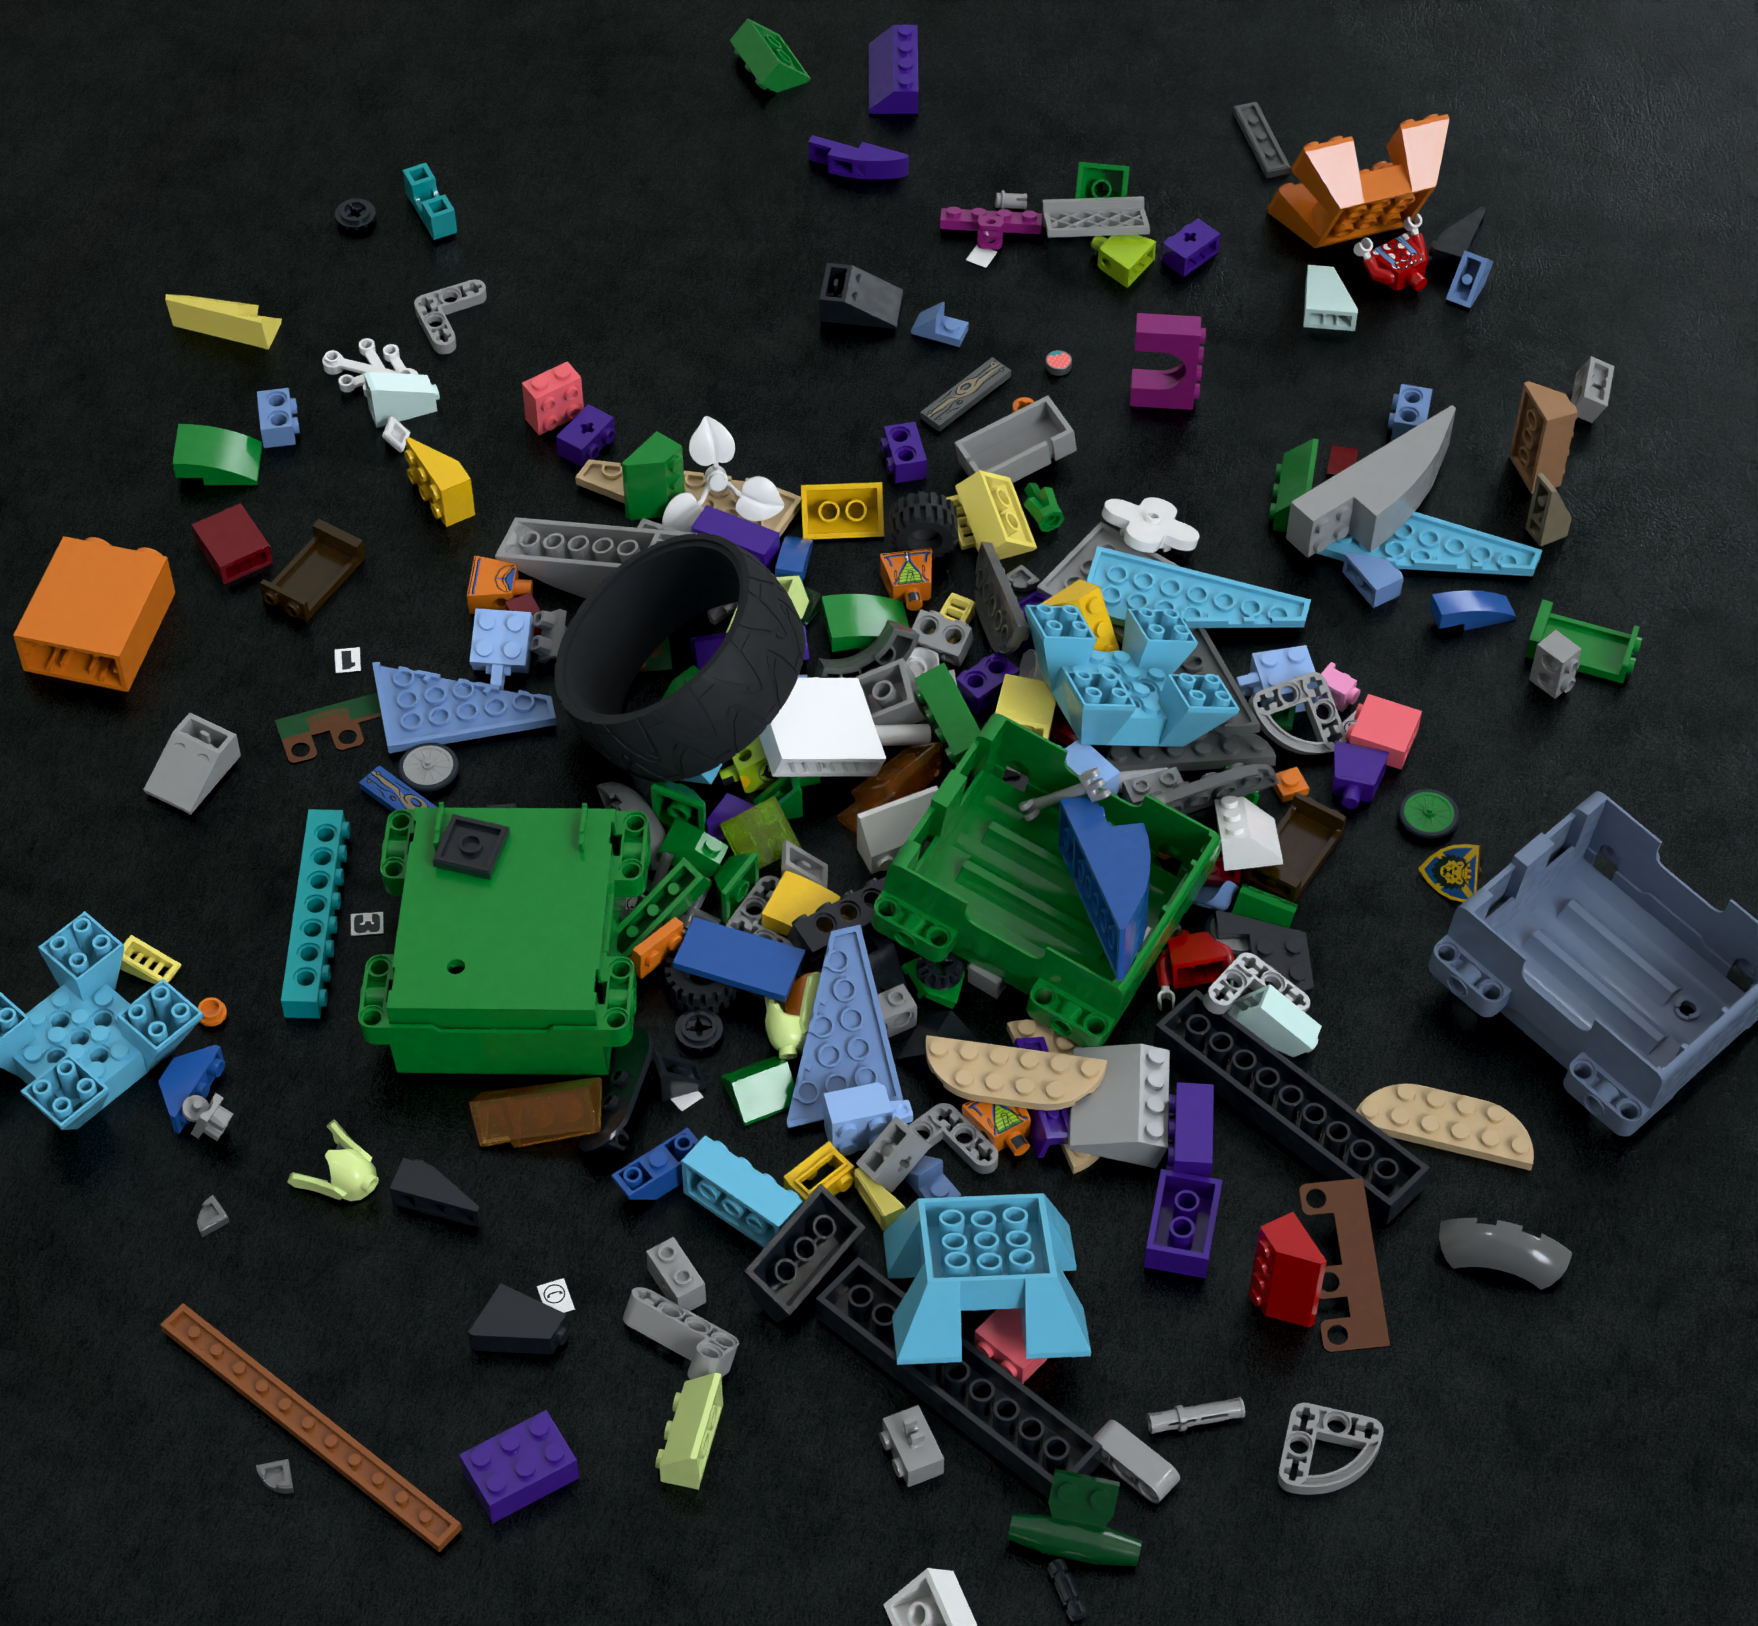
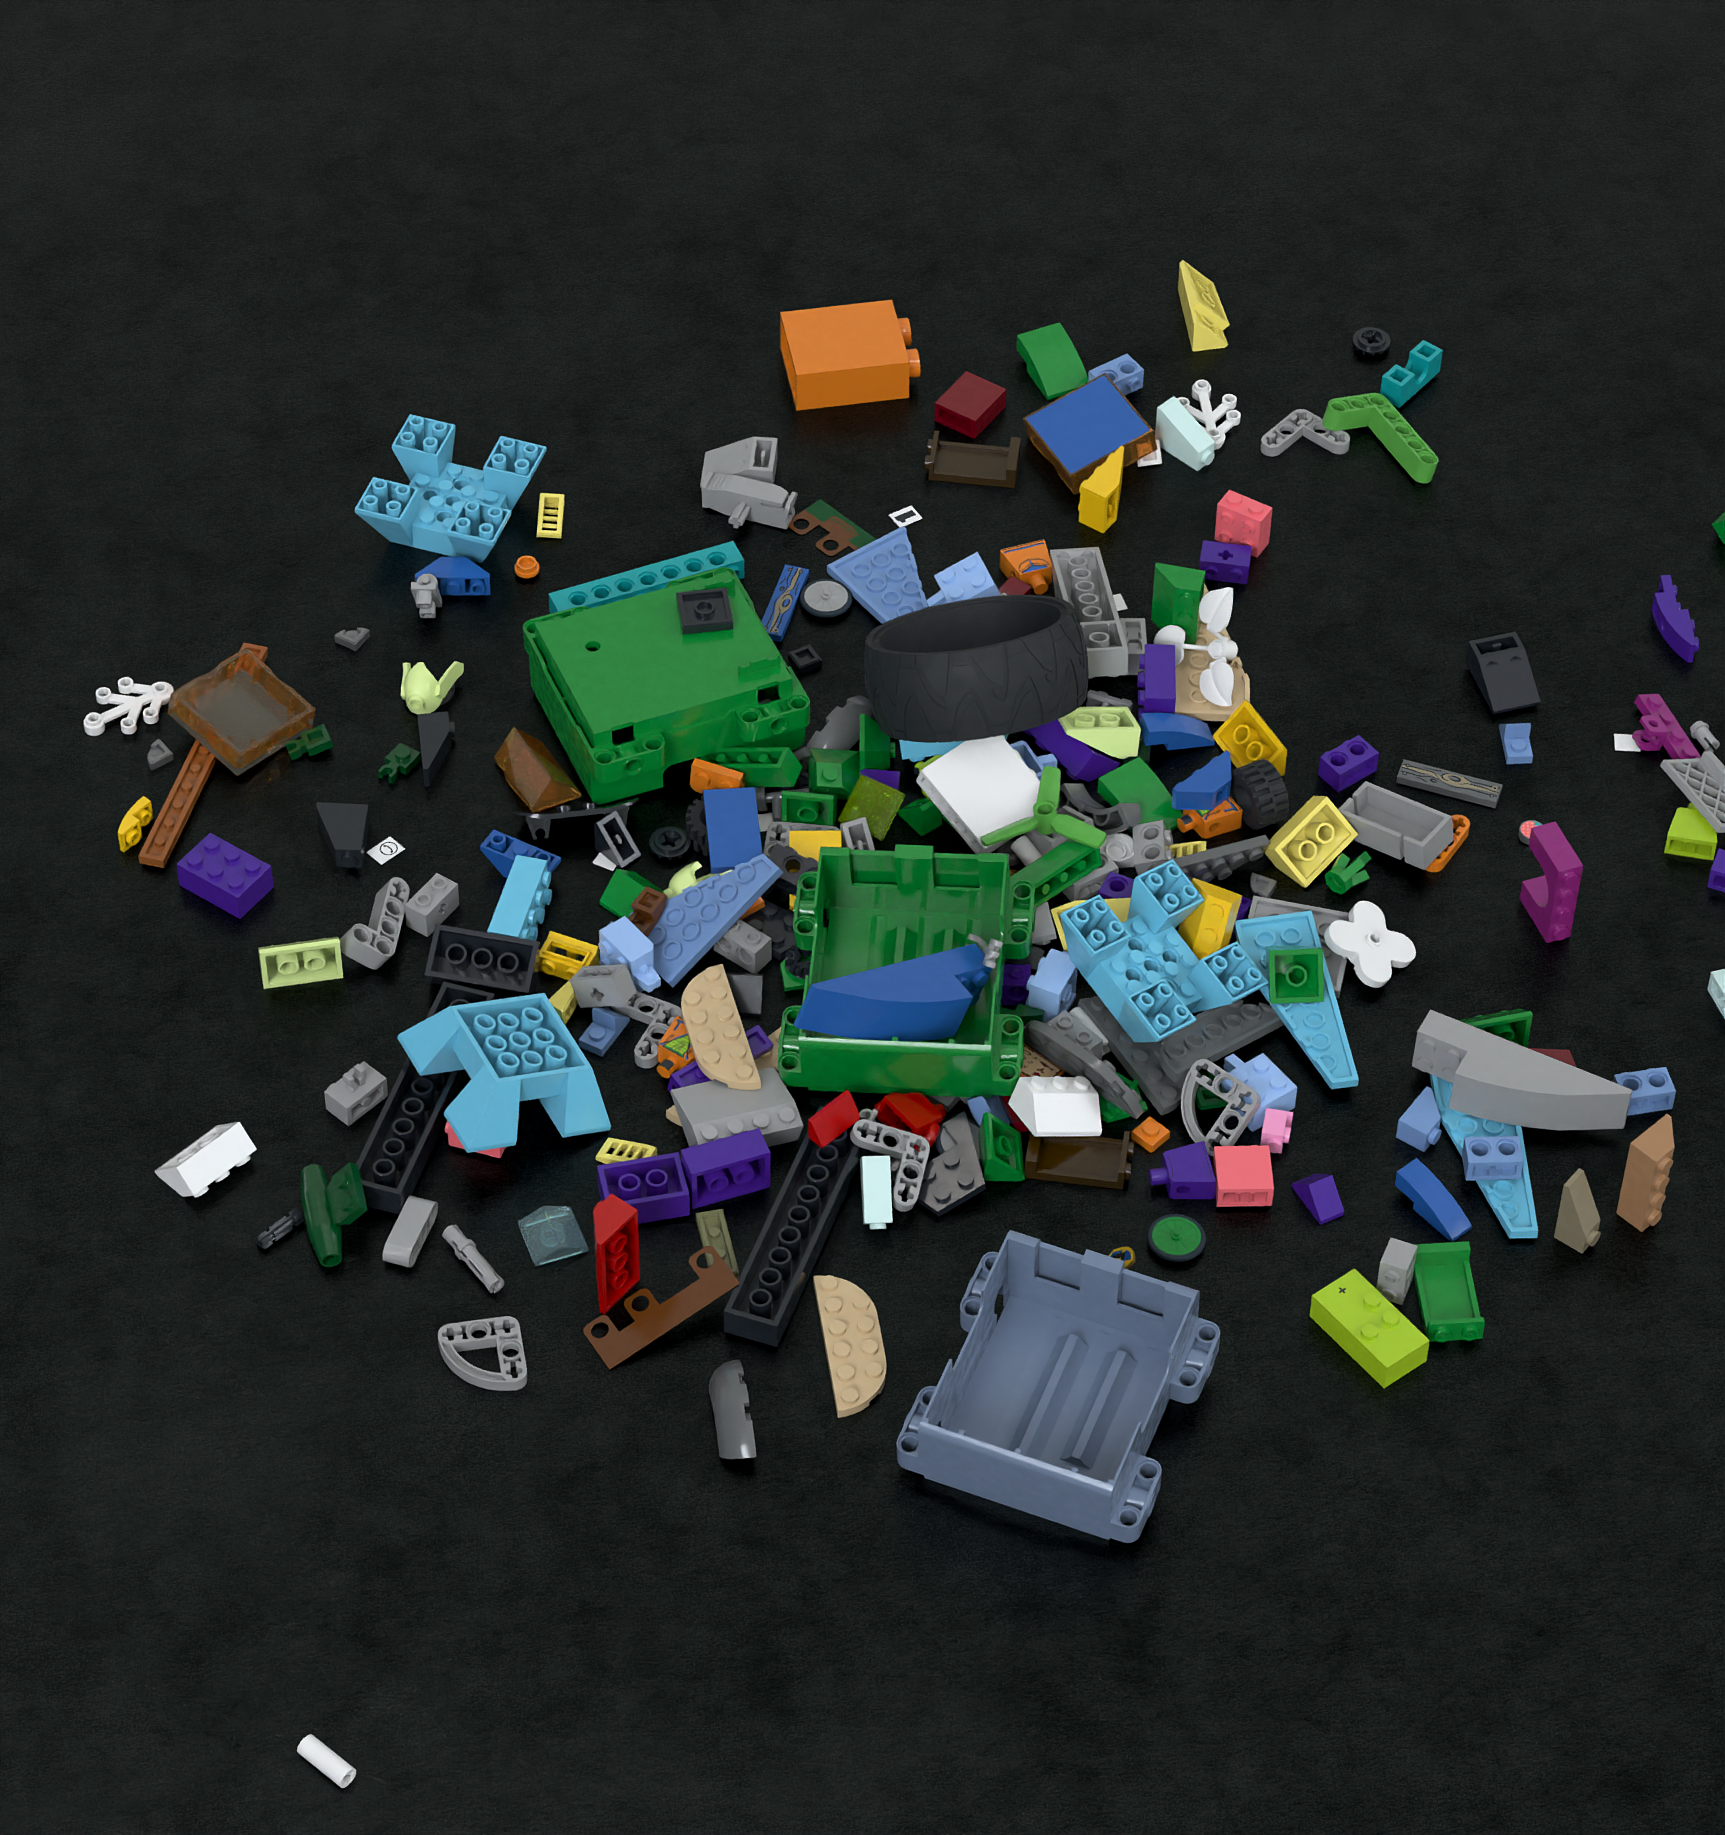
camera: 65 degrees right, 5 degrees down
(182, 1475) = (157, 694): none -> white plant
(250, 776) = (748, 500): none -> light grey piece
(283, 1360) = (241, 711): none -> clear orange tile
(350, 462) = (1086, 428): none -> blue tile
(355, 1308) = (312, 741): none -> dark green plate
(383, 1537) = (130, 827): none -> yellow slope
(433, 1234) = (399, 760): none -> dark green plate
(497, 246) = (1390, 428): none -> bright green beam
(809, 1080) = (647, 909): none -> reddish brown slope
(895, 555) = (1205, 787): none -> blue slope
(902, 681) = (1046, 818): none -> bright green piece
(1129, 1209) = (635, 1149): none -> light yellow slope
(1175, 585) = (1294, 974): none -> green slope
(1189, 1018) = (833, 1119): none -> red slope
(1191, 1333) = (552, 1234): none -> clear light blue slope
(1266, 1189) = (715, 1233): none -> olive tile
(1423, 687) = (1320, 1196): none -> dark purple slope
(1454, 542) = (1492, 1158): none -> medium blue brick
(1604, 713) = (1369, 1328): none -> lime brick

